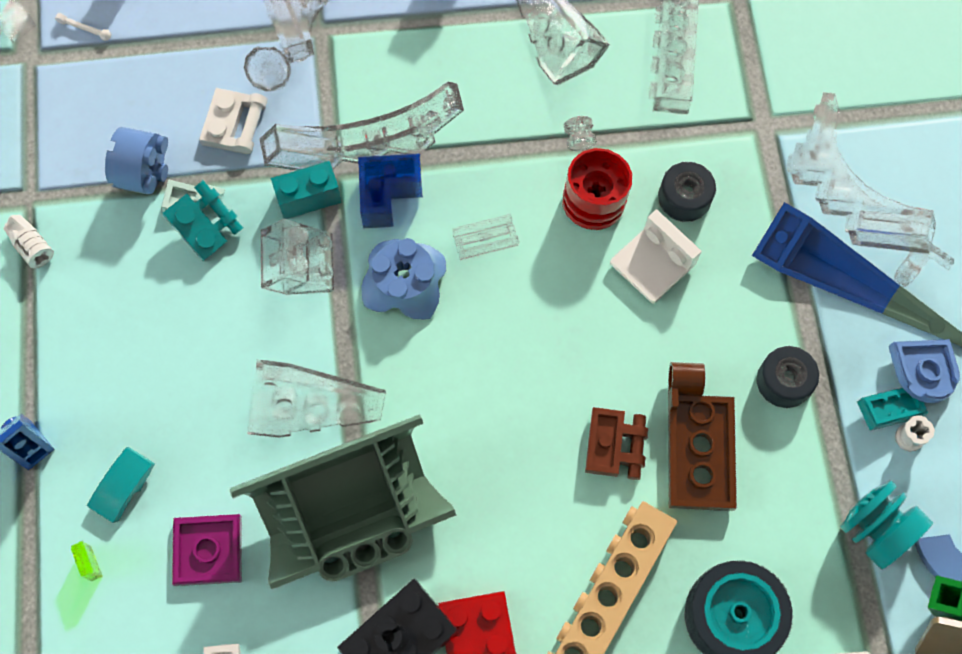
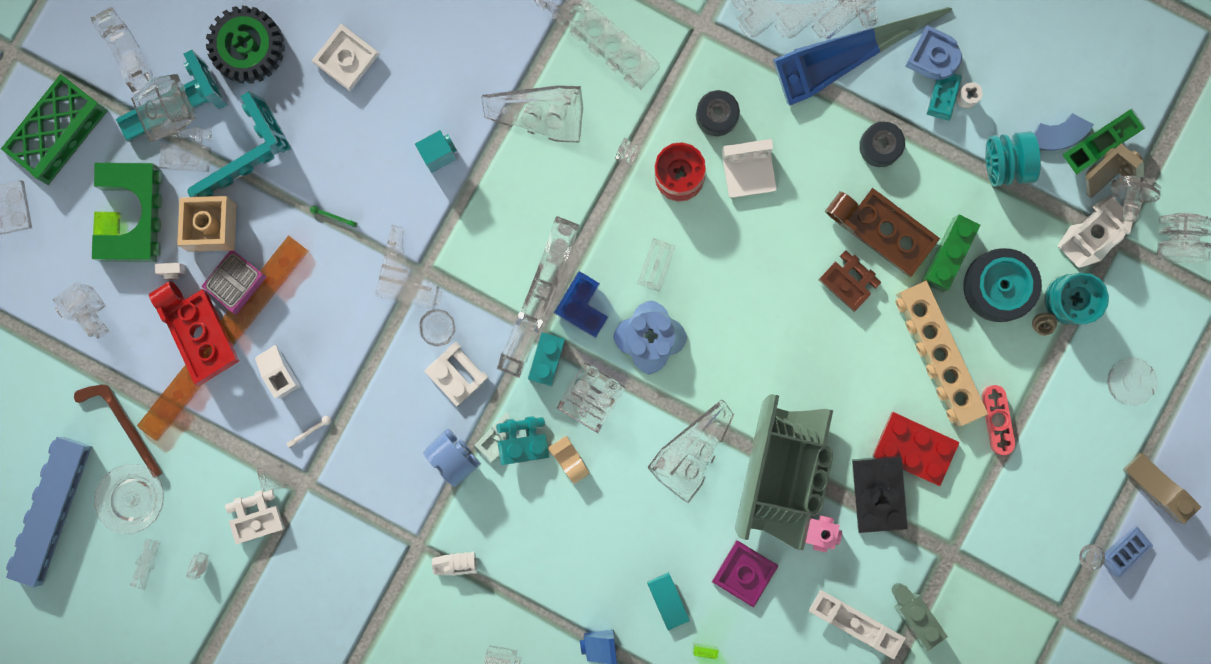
camera: 55 degrees left, 15 degrees up
(215, 279) = (569, 459): none -> tan leg
(301, 591) = (832, 537): none -> bright pink brick
(729, 531) = (951, 253): none -> green brick

